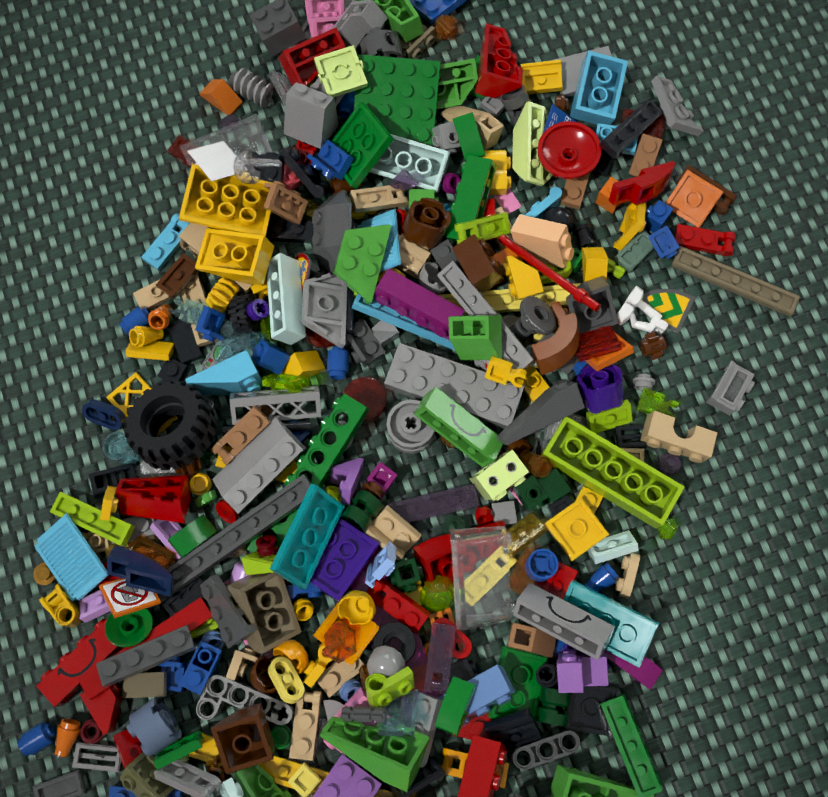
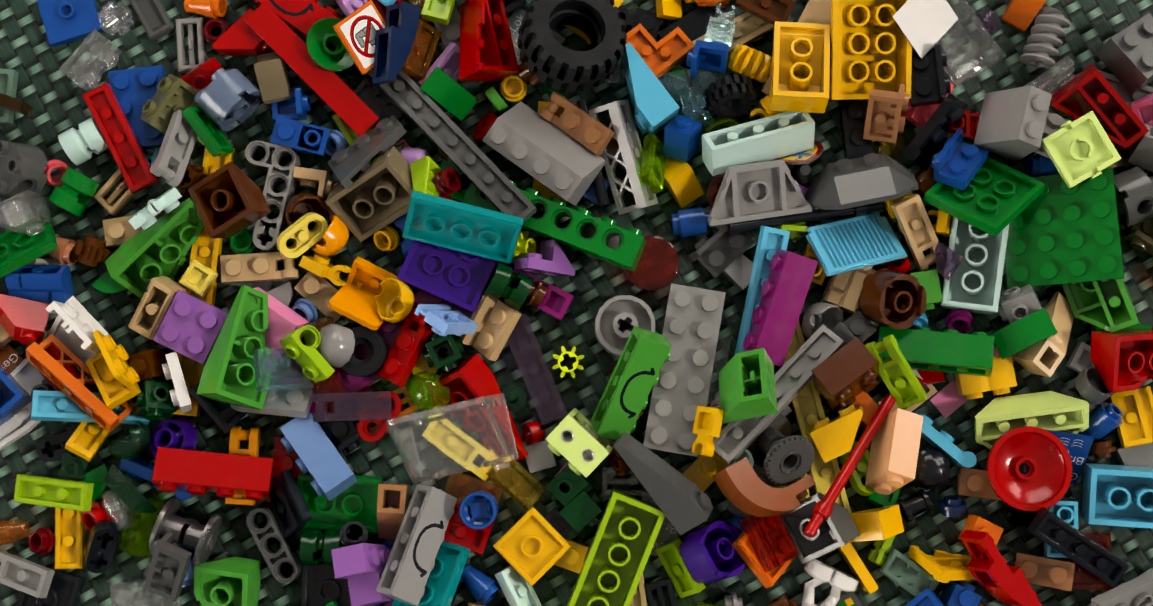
camera: 75 degrees right, 10 degrees up
(145, 656) = (300, 71): dark grey plate -> none
(198, 356) = (663, 54): none -> orange plate
(244, 167) = (918, 54): clear hair -> none
(262, 305) = (737, 118): dark purple bush -> none
(340, 637) = (352, 288): clear orange brick -> none
(362, 258) = (824, 225): bright green wing -> none
(364, 714) = (272, 330): dark grey axle -> none
(374, 179) = (943, 223): none -> yellow tile
(435, 470) = (571, 355): none -> neon yellow gear
(455, 705) = (300, 432): green slope -> none
(537, 464) = (602, 485): clear orange cone -> none
(541, 96) = (1103, 420): none -> blue brick
(588, 211) = (952, 506): none -> dark blue plate
(628, 284) = (858, 568): none -> yellow tile

